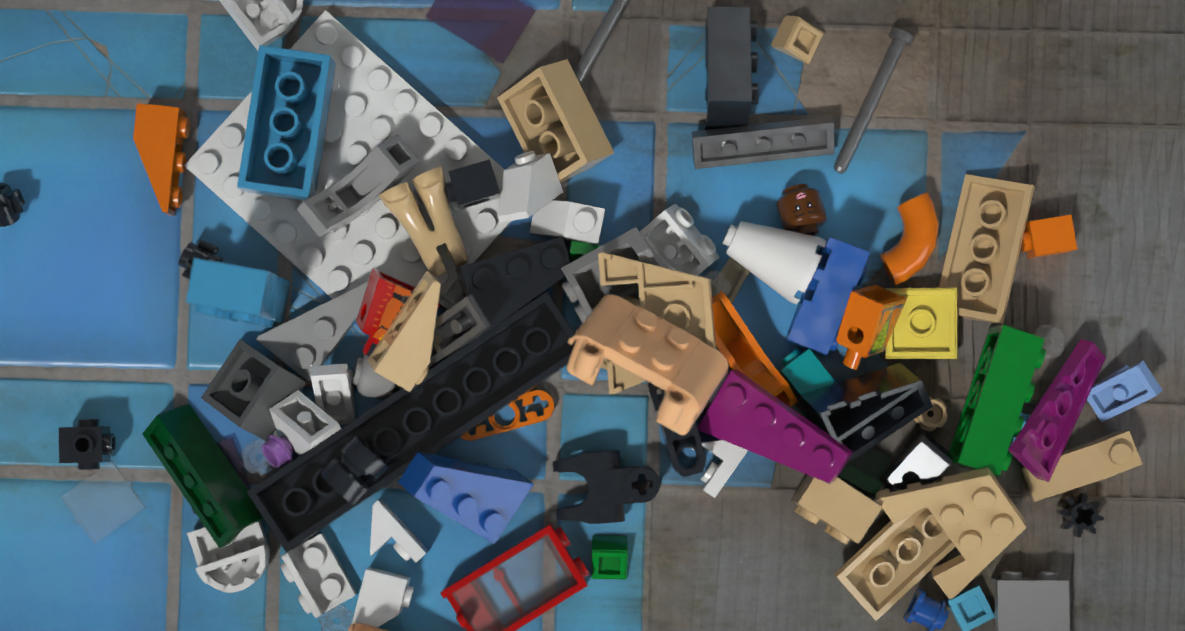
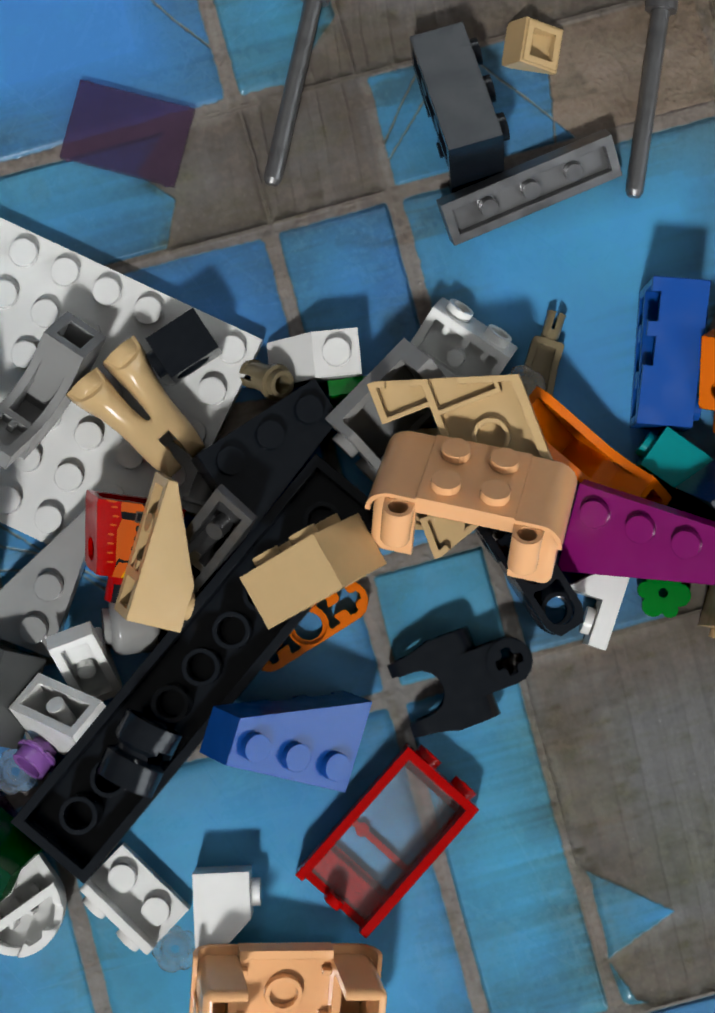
camera: 15 degrees left, 0 degrees up
(387, 526) = (203, 808): white slope -> none
(518, 373) = (311, 567): none -> tan brick
(527, 186) = (251, 328): white slope -> none
(532, 229) = (272, 380): none -> dark tan pin
(556, 118) = (262, 241): tan slope -> none
(609, 557) = (494, 764): green slope -> none
(762, 476) = (654, 605): none -> green plant
(775, 256) = (590, 323): white cone -> none
(801, 209) = (603, 257): reddish brown head -> none

